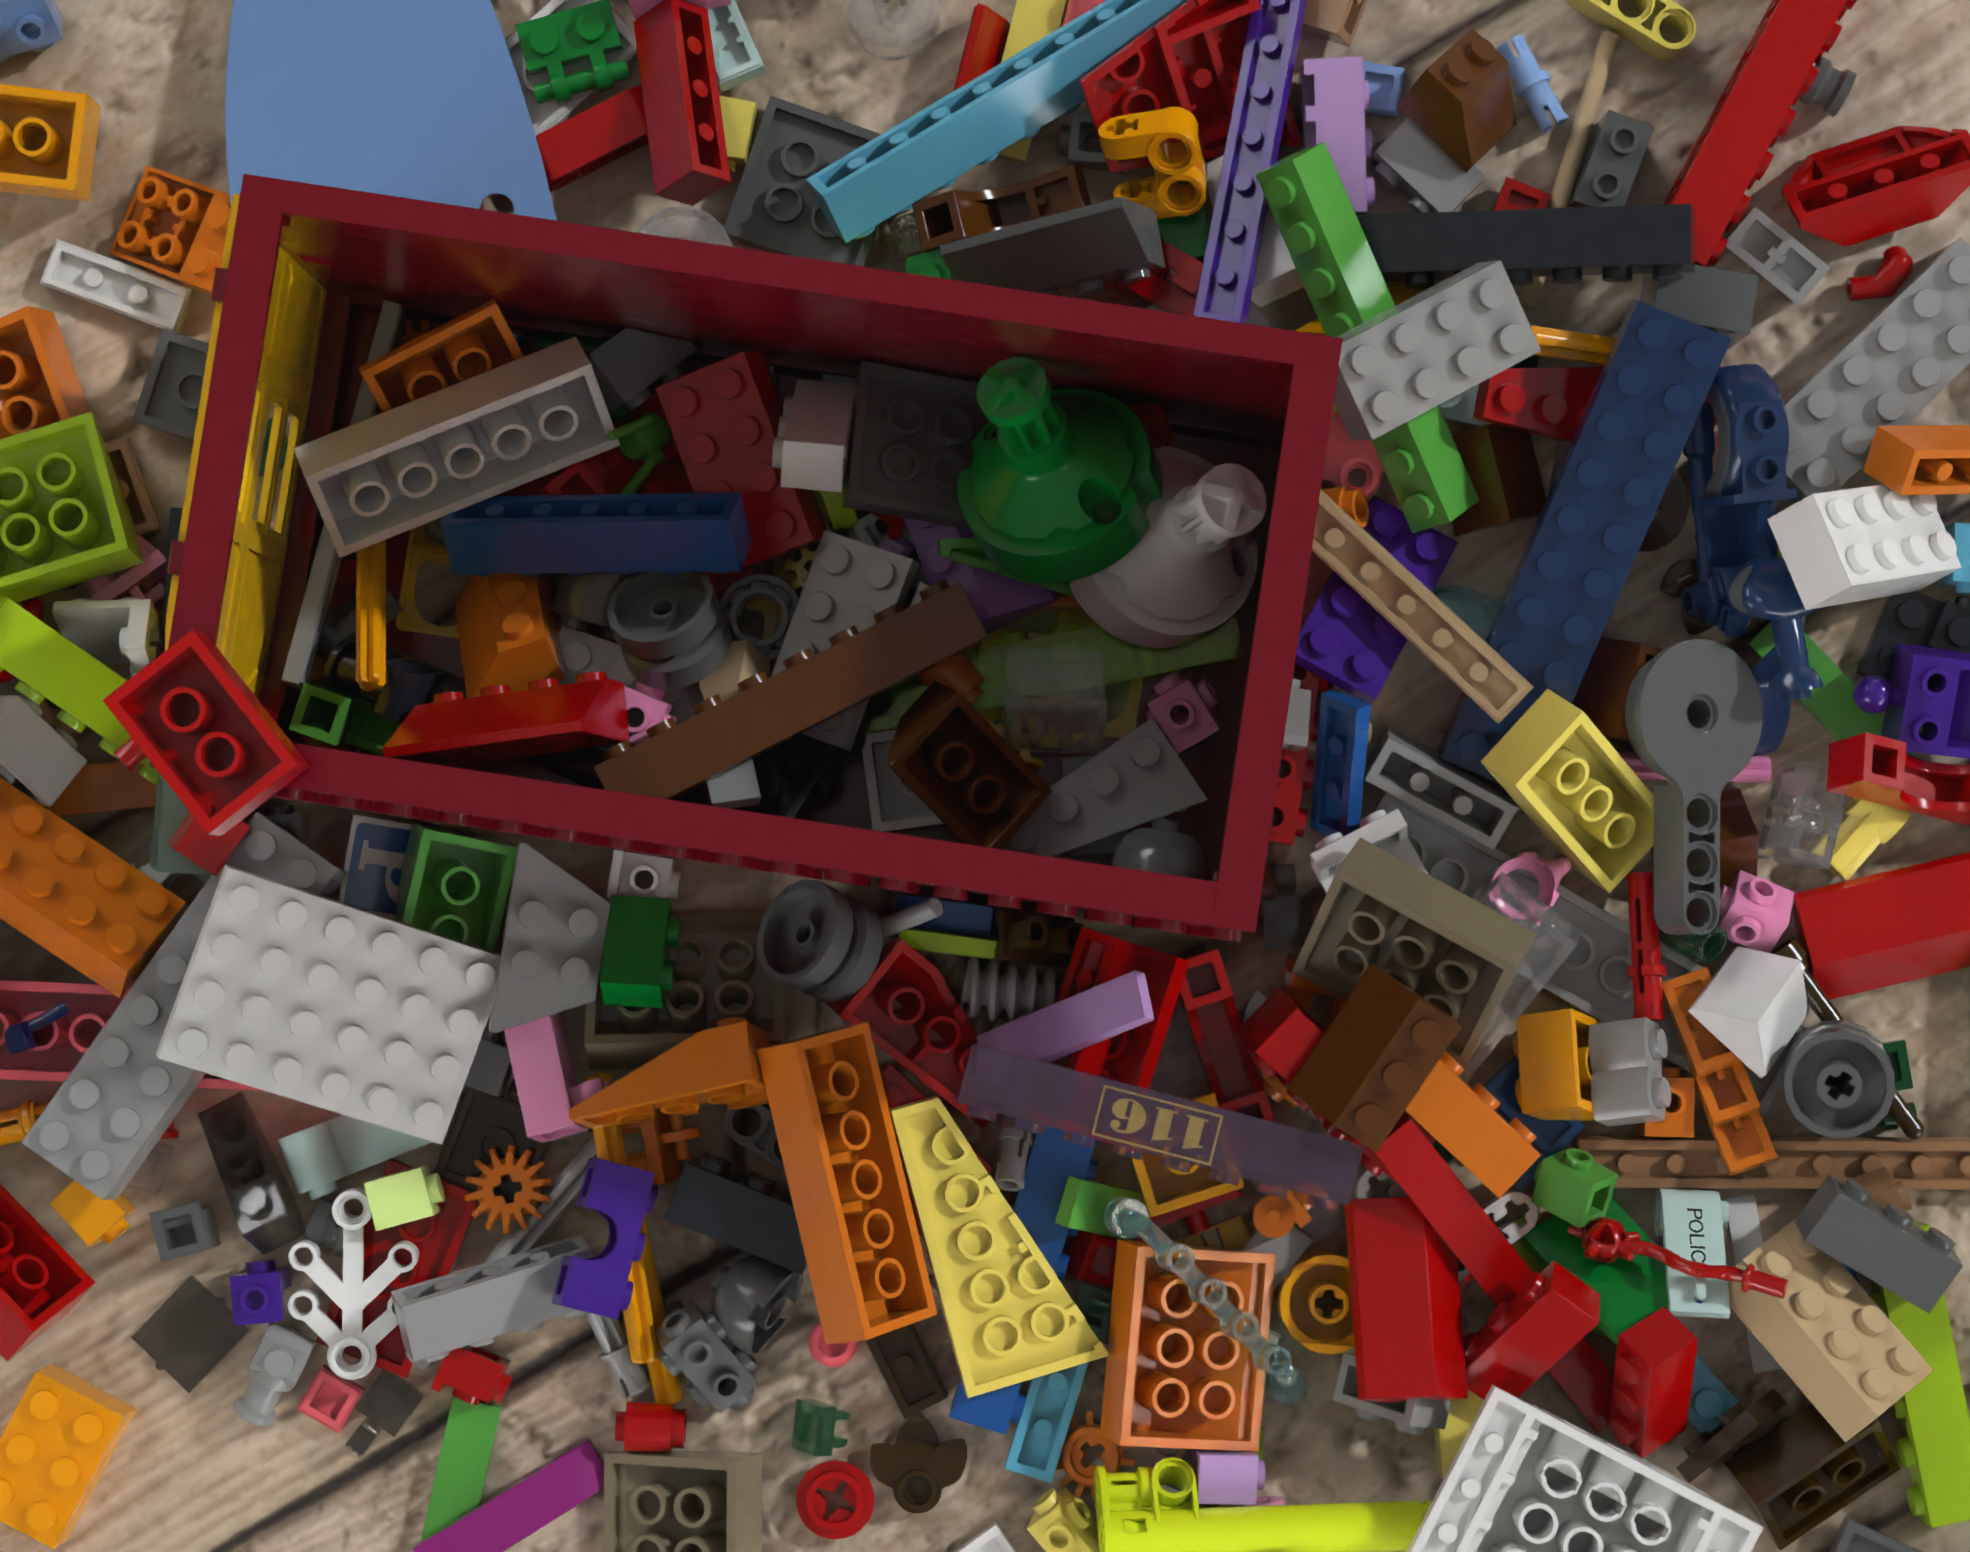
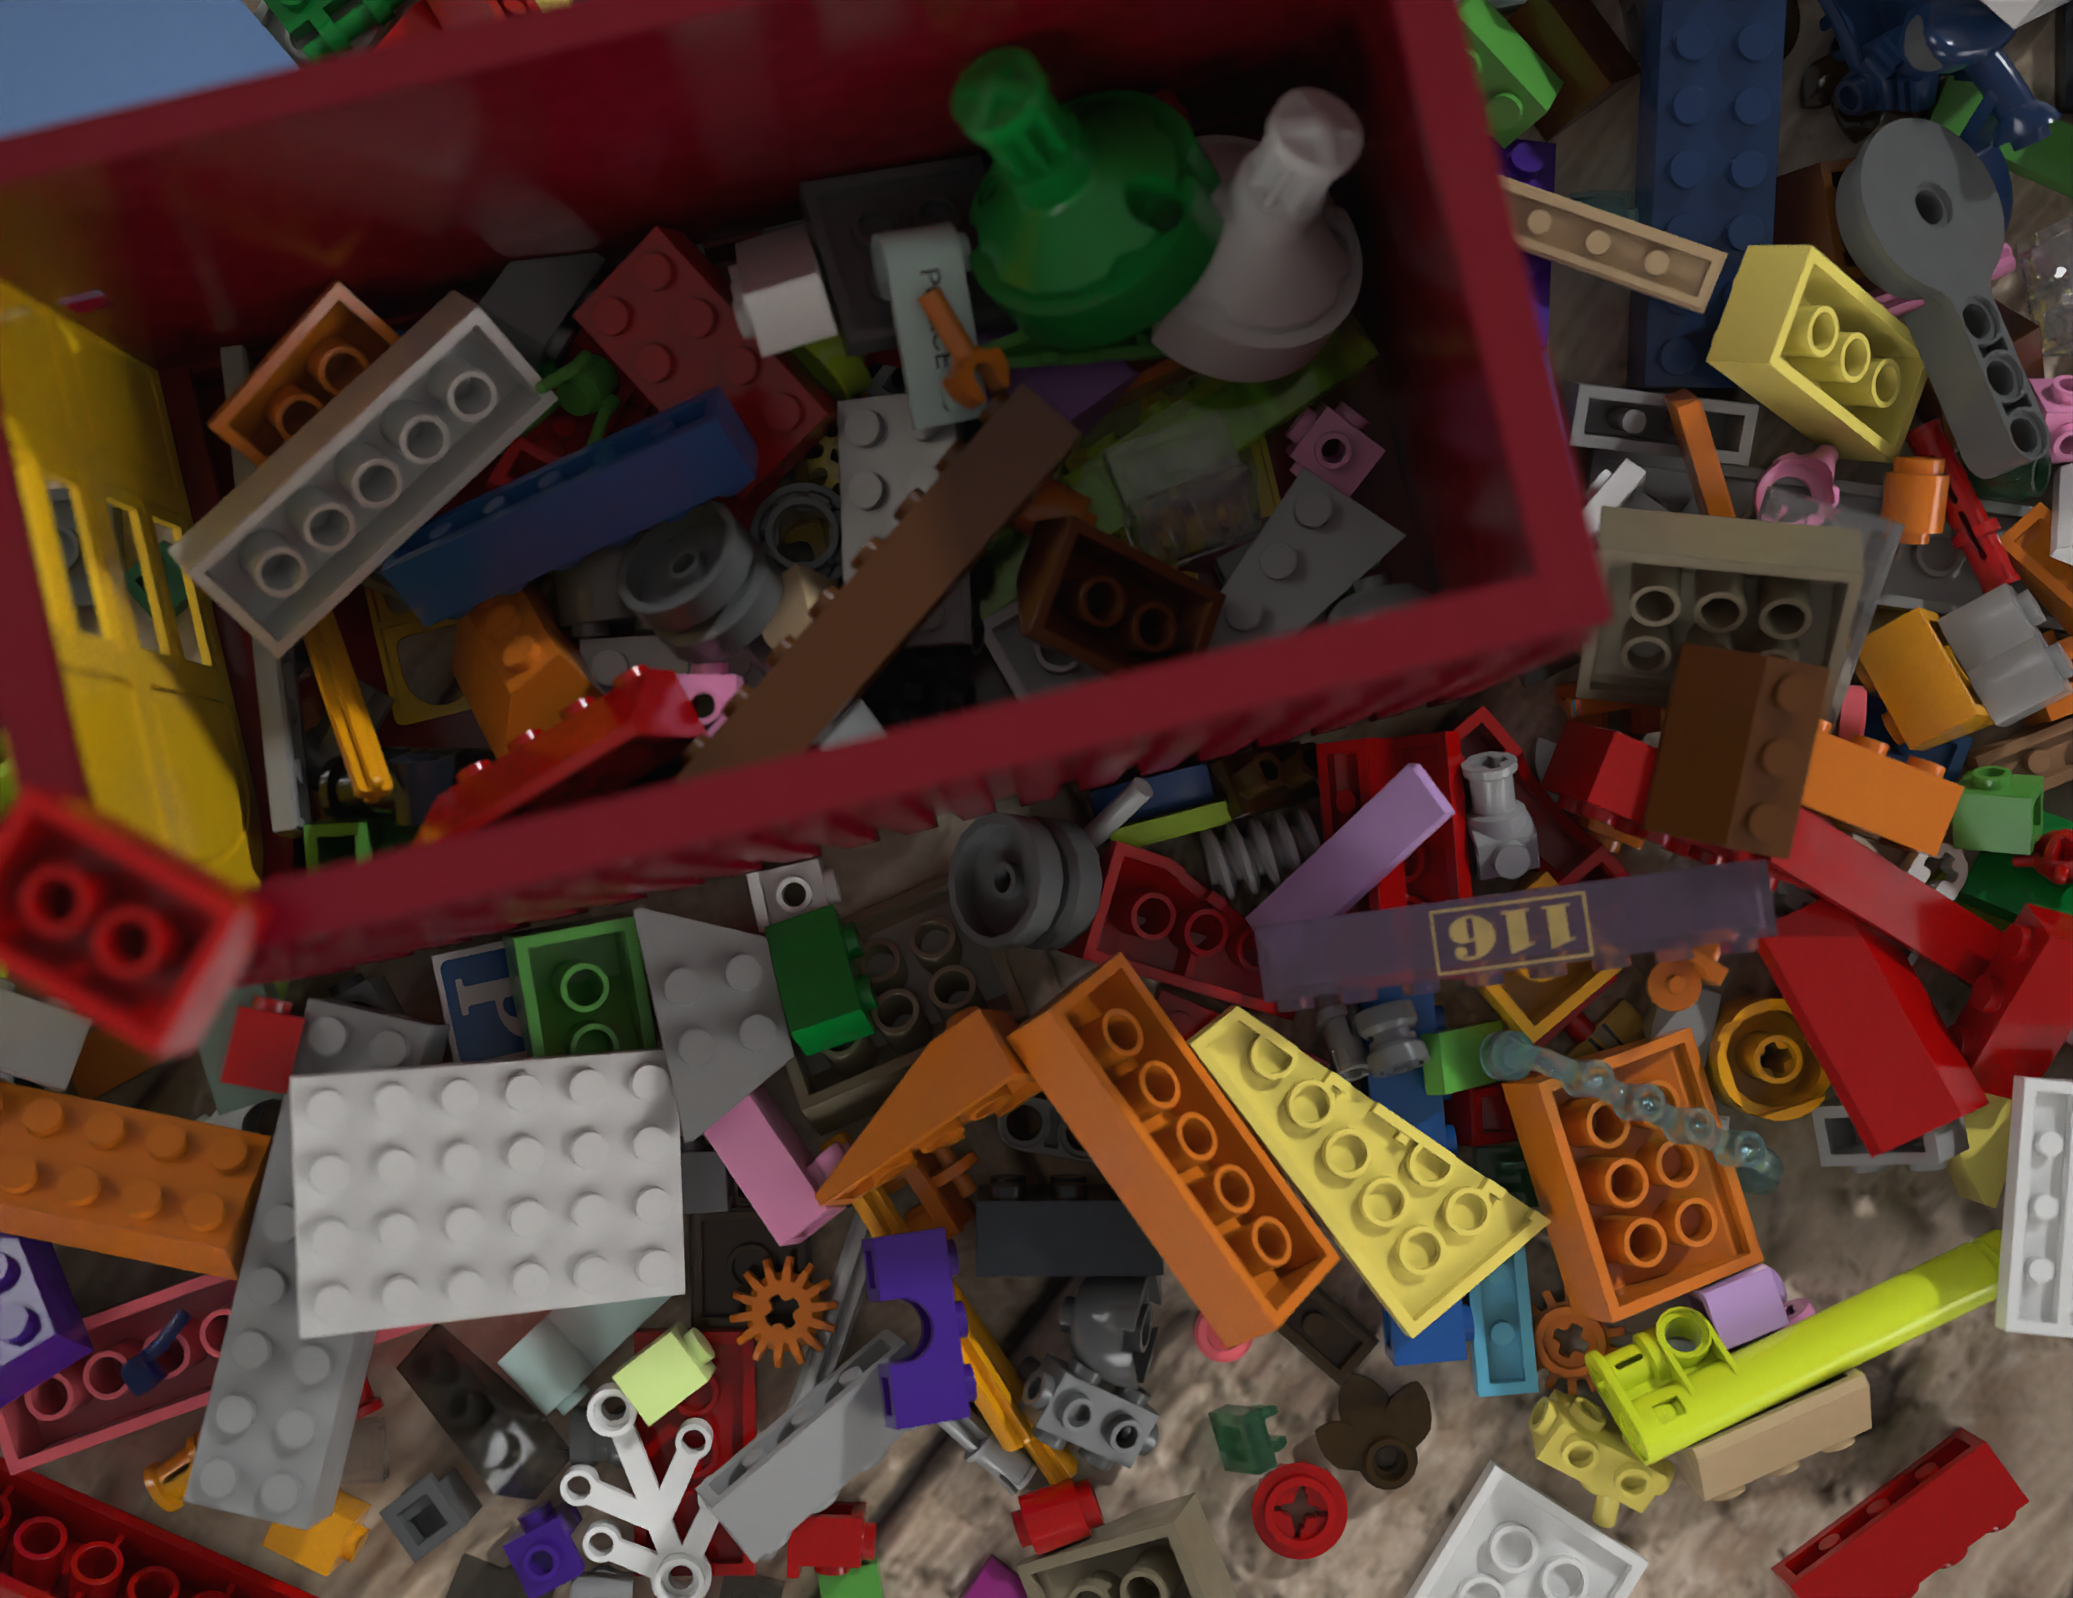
camera: 20 degrees left, 0 degrees up
(915, 507) = (905, 268): none -> light aqua door
(927, 543) = (965, 355): none -> orange bar
(1045, 1173) = (1393, 1045): none -> dark grey wheel
(1190, 1041) = (1498, 825): none -> light grey connector
(1454, 830) = (1699, 454): none -> orange tile
(1495, 1068) = (1852, 713): none -> coral tile
(1609, 926) = (1916, 496): none -> orange brick

